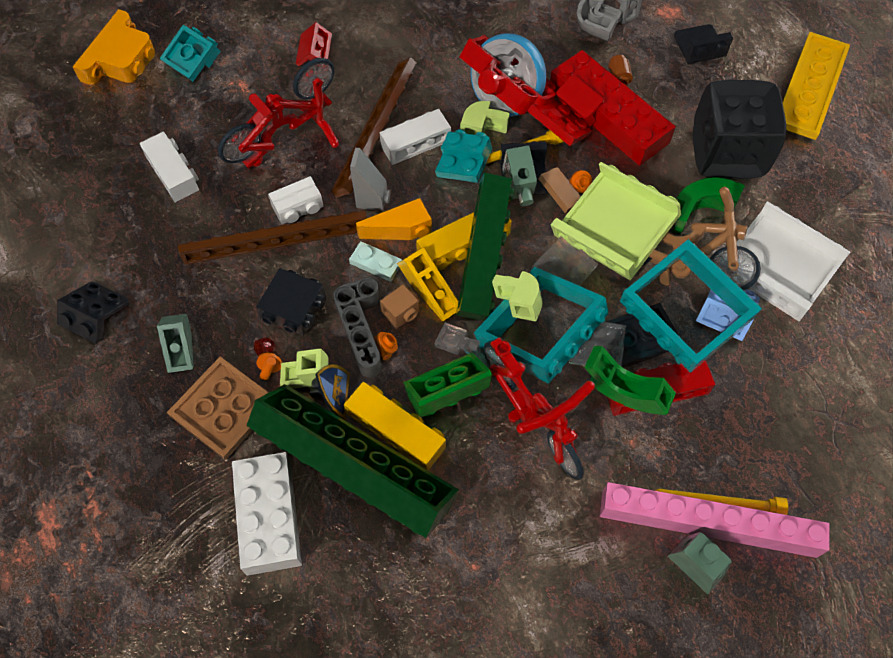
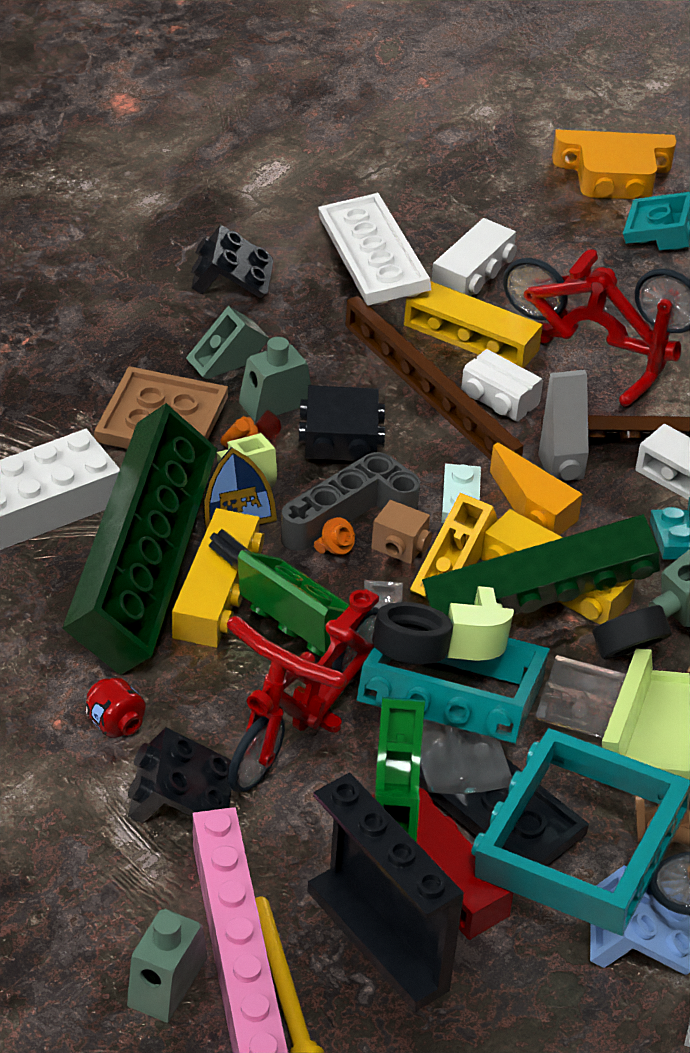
camera: 65 degrees right, 20 degrees down
(132, 217) = (374, 249): none -> white plate
(231, 192) = (473, 324): none -> yellow brick
(234, 318) = (274, 380): none -> sand green torso
(396, 407) = (227, 547): none -> black piece
(485, 526) = (113, 707): none -> red head
(518, 317) = (412, 633): none -> black tyre
(548, 222) = (632, 631): none -> black tyre
(558, 508) = (180, 775): none -> black bracket
(707, 422) = (388, 895): none -> black panel

